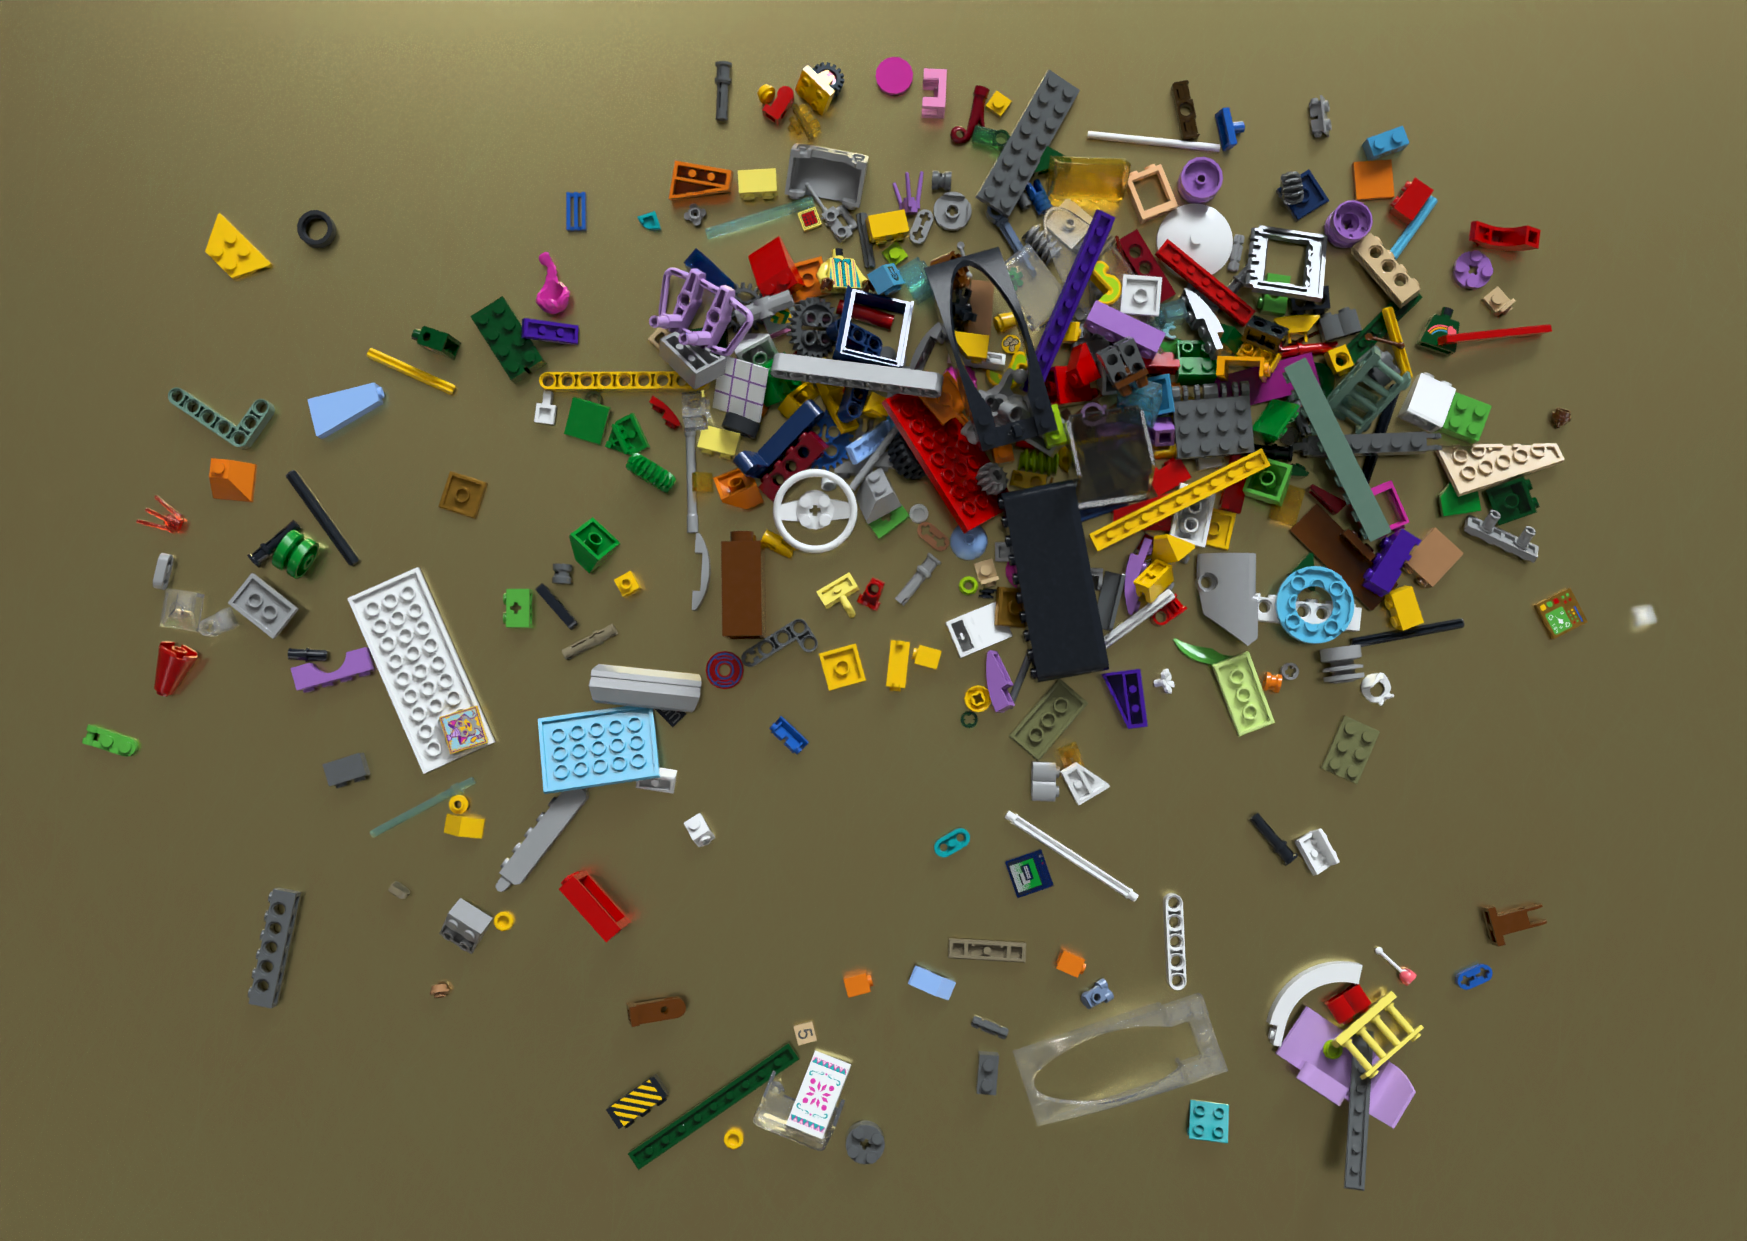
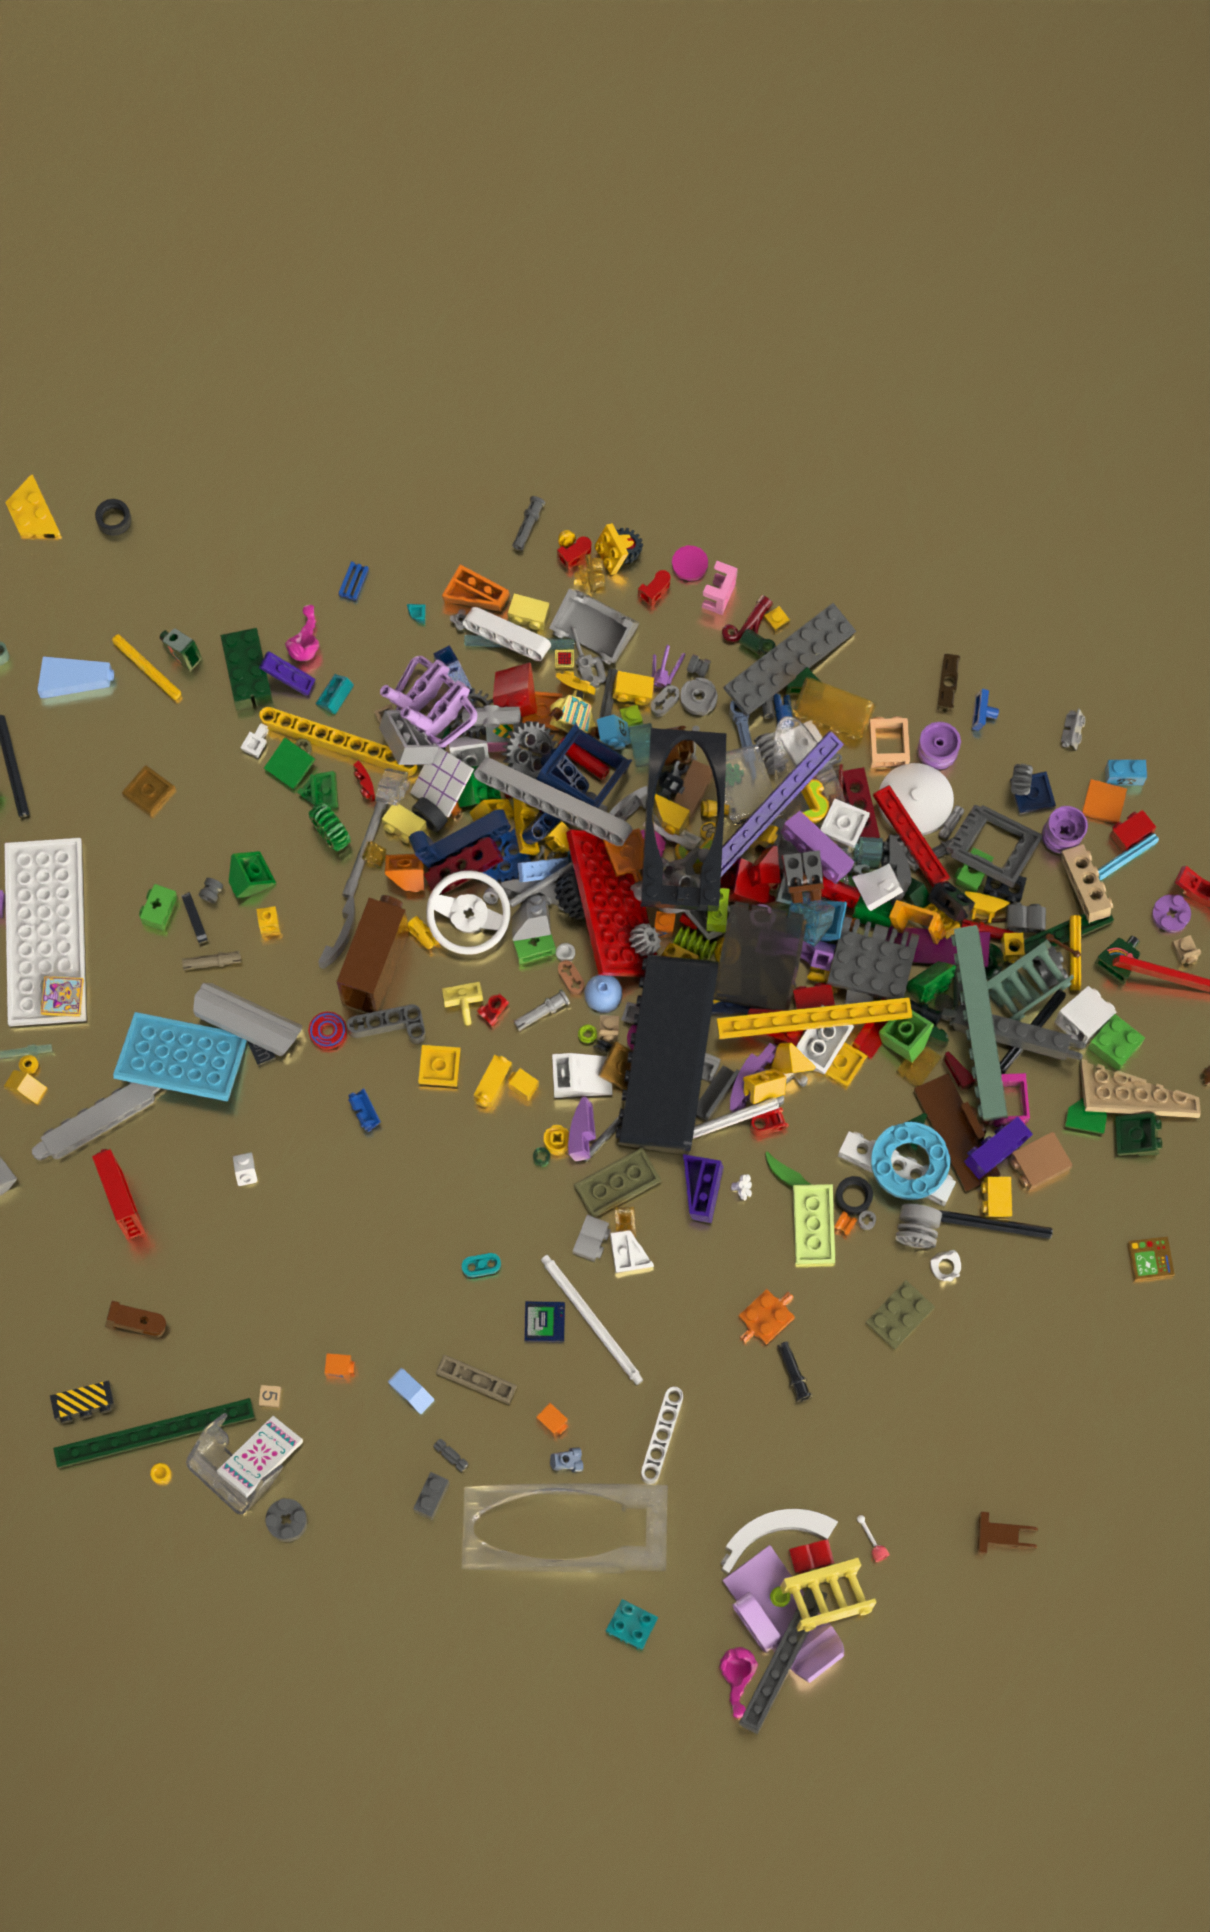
camera: 15 degrees right, 15 degrees down
(504, 921) = (25, 1187): yellow tile -> none
(602, 333) = (335, 693): none -> teal slope
(665, 783) = (227, 1111): white slope -> none
(745, 215) = (506, 633): none -> white beam
(828, 241) = (569, 679): none -> yellow slope
(871, 115) = (655, 588): none -> red leg
(1153, 141) = (910, 699): white piece -> none
(1194, 347) = (878, 886): none -> white plate
(1229, 796) = (766, 1317): none -> orange plate
(1231, 592) = (836, 1123): light grey panel -> none
(1284, 649) = (854, 1180): none -> black tyre
(1317, 851) = (832, 1398): white bracket -> none
(1317, 1127) = (738, 1667): none -> dark pink hair
(1475, 980) = (945, 1572): blue beam -> none
(1508, 542) = (1115, 1166): light grey plate -> none

